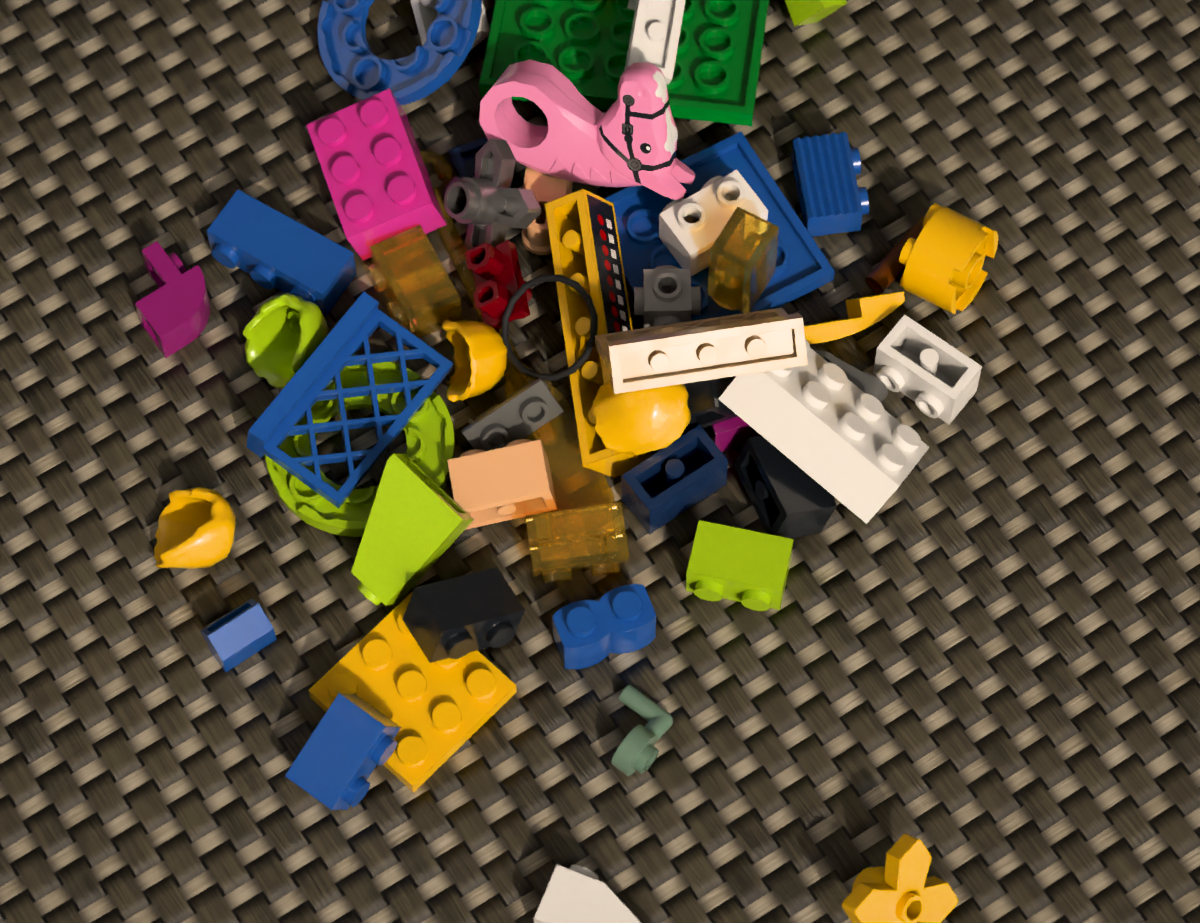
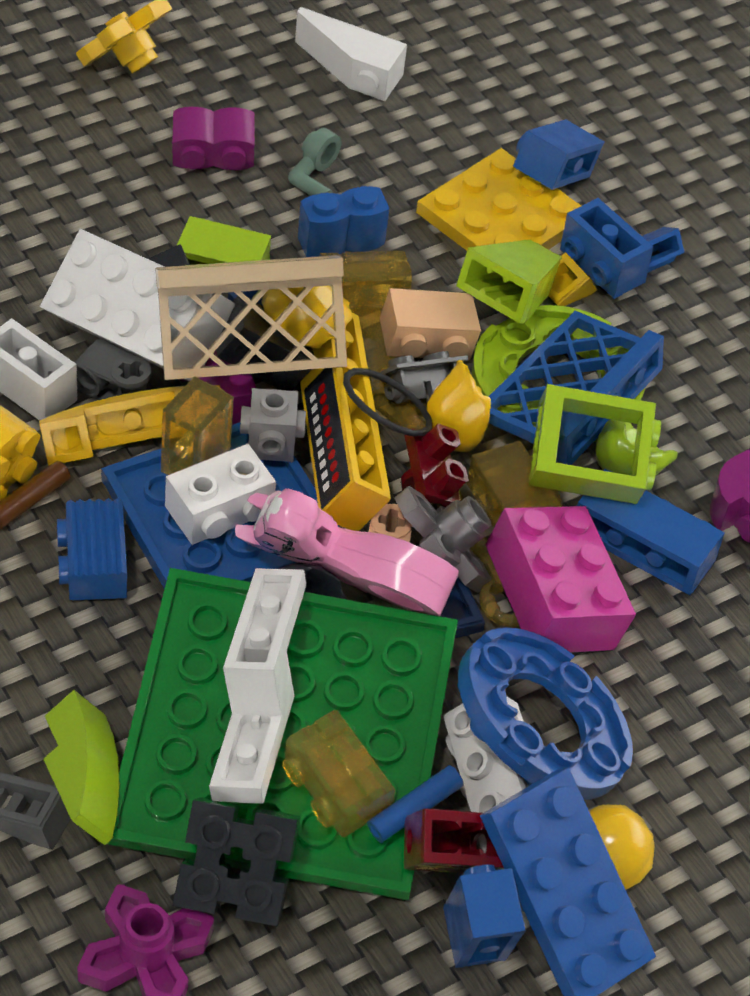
camera: 175 degrees right, 15 degrees down
(194, 529) = (699, 309): yellow hair -> none
(297, 607) = (606, 248): none -> blue brick
(336, 593) = (570, 283): none -> yellow slope
(337, 295) = (588, 481): none -> lime window
(463, 614) = (463, 221): black brick -> none
(767, 753) = (213, 138): none -> magenta brick

